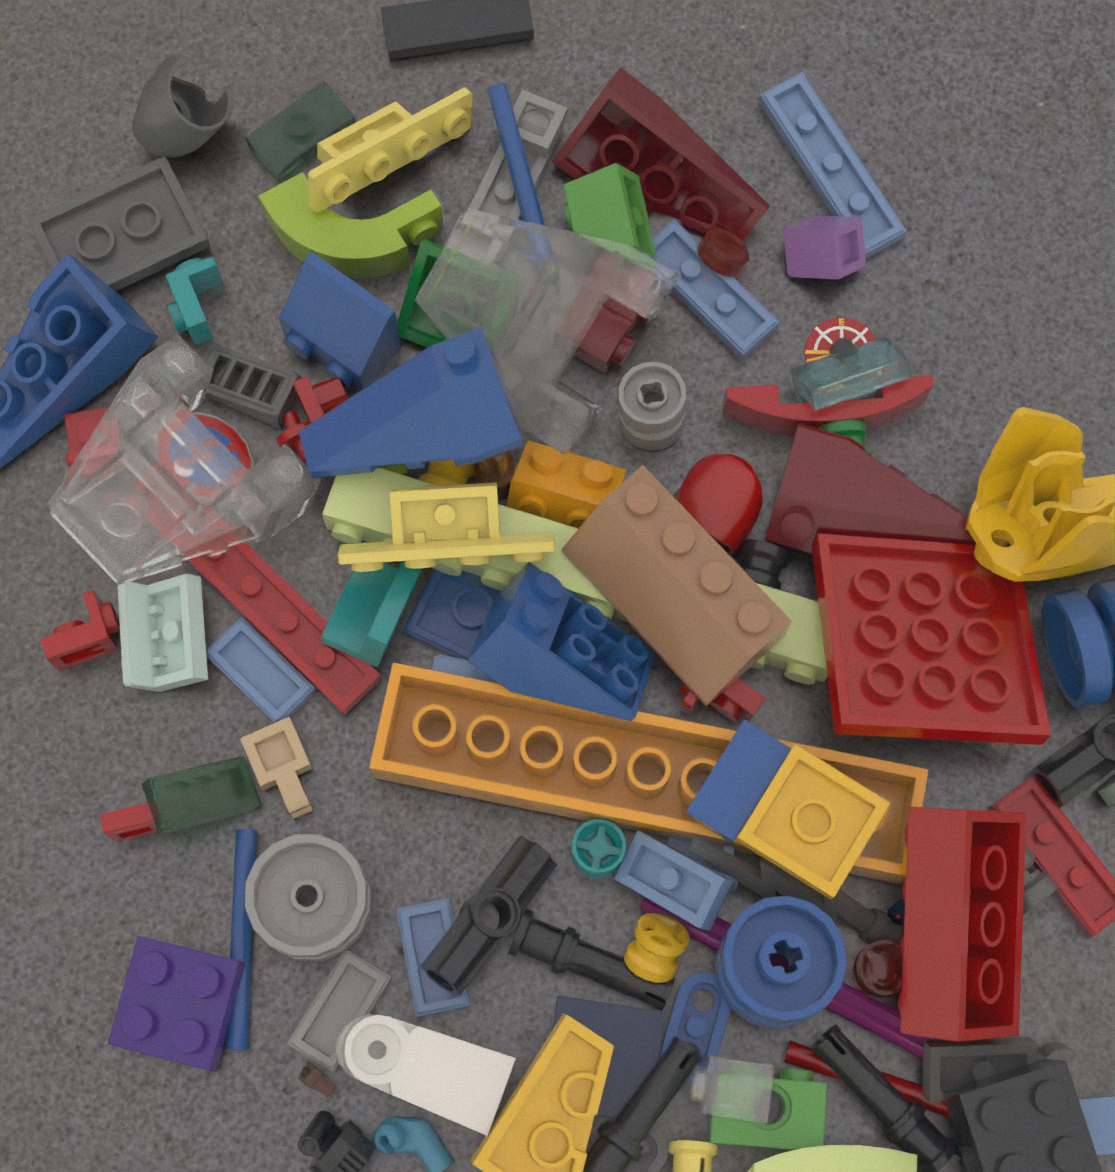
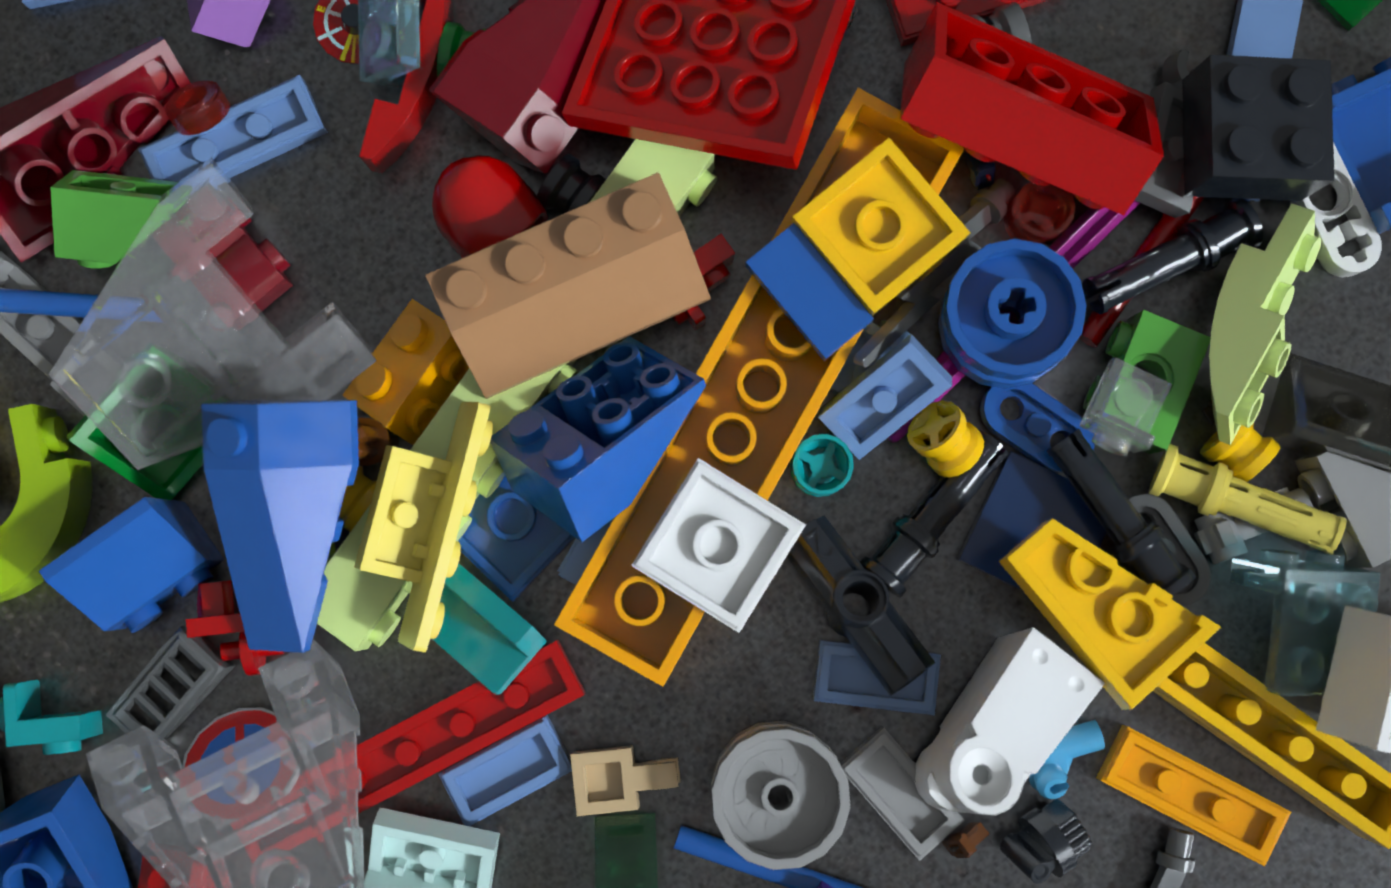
camera: 70 degrees left, 10 degrees up
(500, 774) = (718, 545): none -> white tile
(652, 406) = (364, 251): light grey wheel -> none

